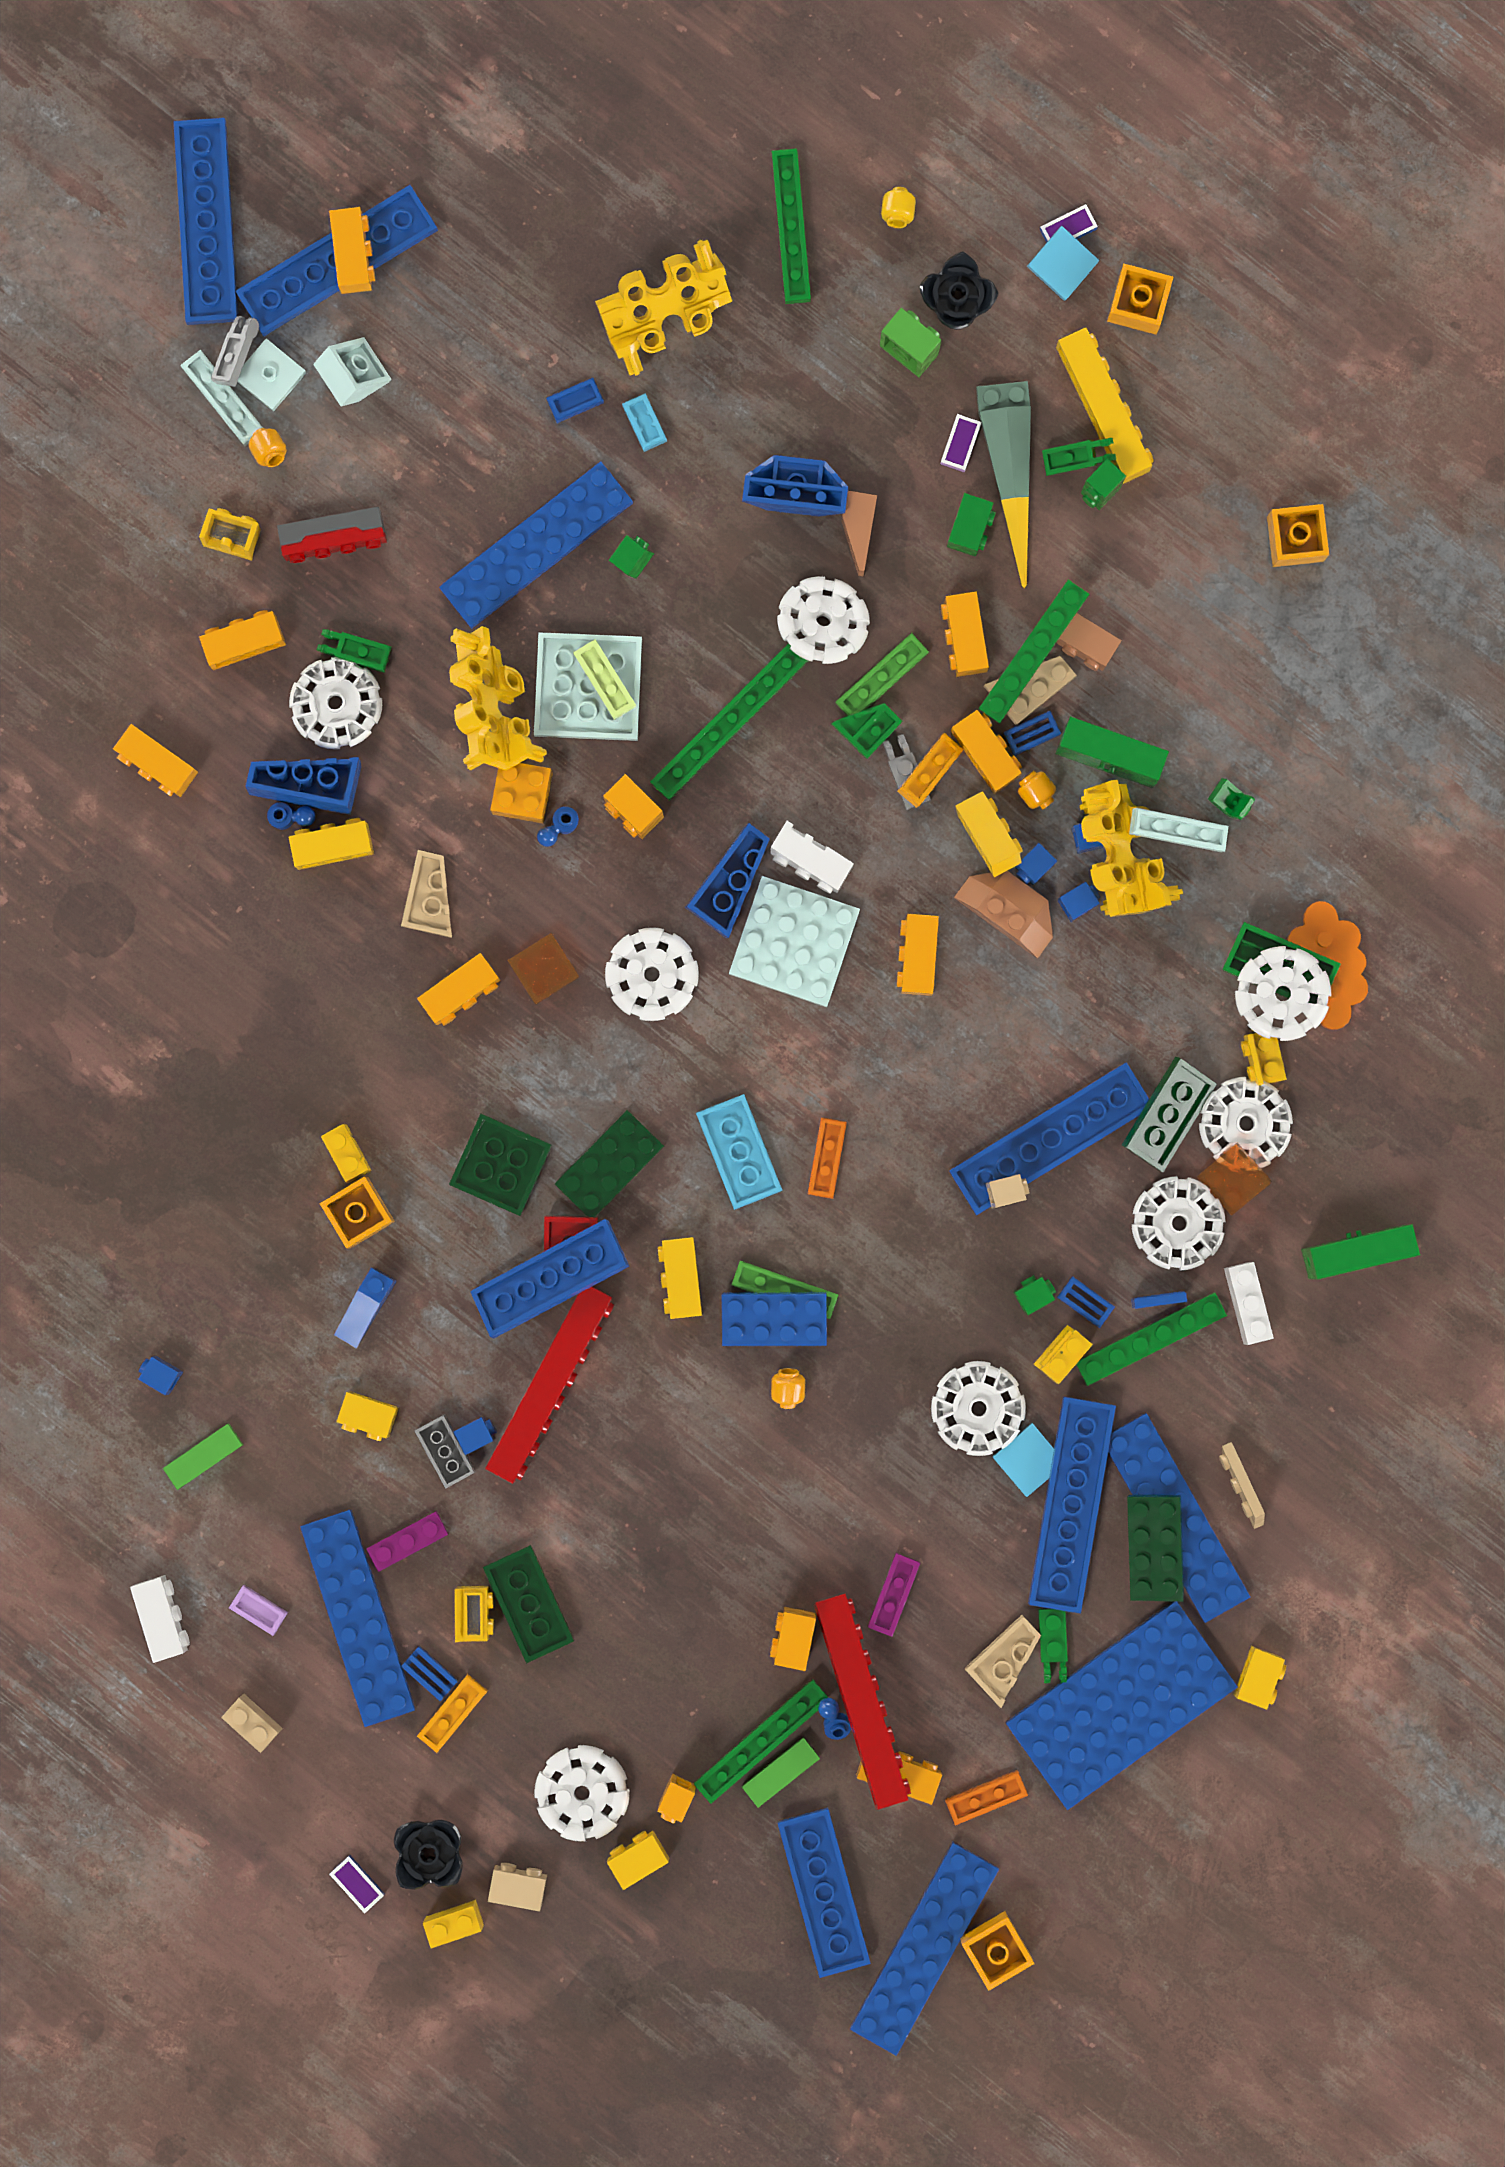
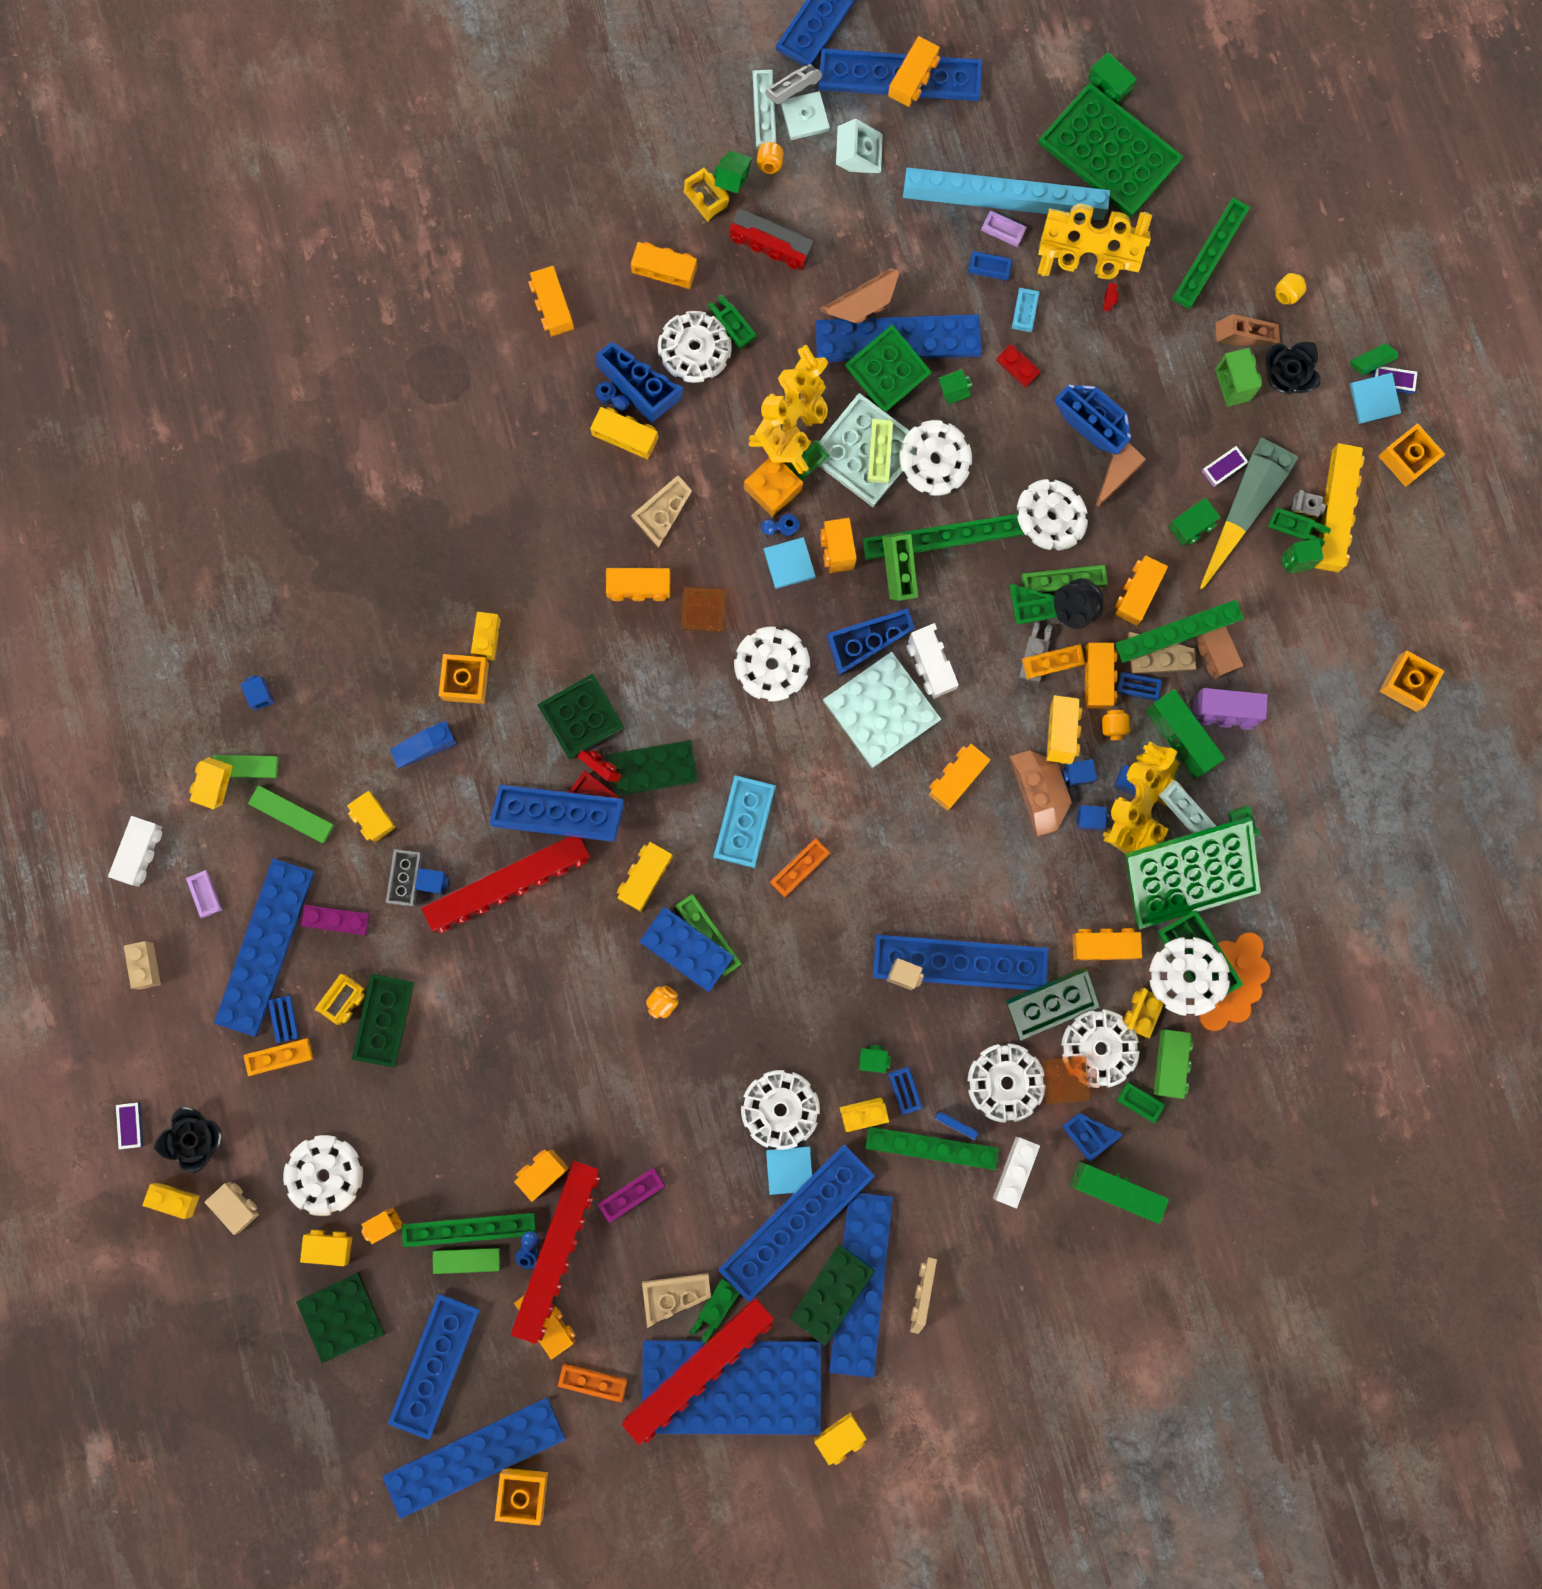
camera: 30 degrees right, 5 degrees down
(183, 1497) = (210, 783): none -> yellow brick
(241, 492) = (732, 171): none -> green brick
(285, 1470) = (291, 814): none -> bright green tile
(475, 532) = (864, 299): none -> nougat wedge
(535, 314) = (1002, 193): none -> medium azure brick
(541, 734) = (813, 456): none -> green tile
(550, 587) = (887, 368): none -> green plate
(558, 109) = (1112, 78): none -> green brick
(560, 350) = (1003, 228): none -> lavender tile
(563, 1201) = (604, 769): none -> red plate
(594, 858) = (789, 563): none -> medium azure tile
(610, 187) = (1110, 149): none -> green plate
(675, 634) = (946, 451): none -> white plate
(678, 486) = (1018, 365): none -> red plate
(699, 1913) = (340, 1317): none -> dark green plate
(710, 785) = (900, 567): none -> bright green brick
(722, 347) = (1111, 297): none -> red plate
(885, 285) = (1246, 331): none -> nougat slope
(915, 693) = (1079, 603): none -> black wheel
(1033, 222) = (1374, 359): none -> green tile
(1065, 432) = (1301, 505): none -> light grey brick
(1079, 1712) = (697, 1371): none -> red brick
(1137, 694) = (1229, 708): none -> medium lavender brick
(1181, 1017) = (1107, 945): none -> light orange brick
(1216, 887) = (1193, 872): none -> plate
(1294, 1215) = (1090, 1135): none -> blue wing
(1321, 1148) = (1140, 1102): none -> green tile
(1327, 1088) = (1173, 1064): none -> bright green brick

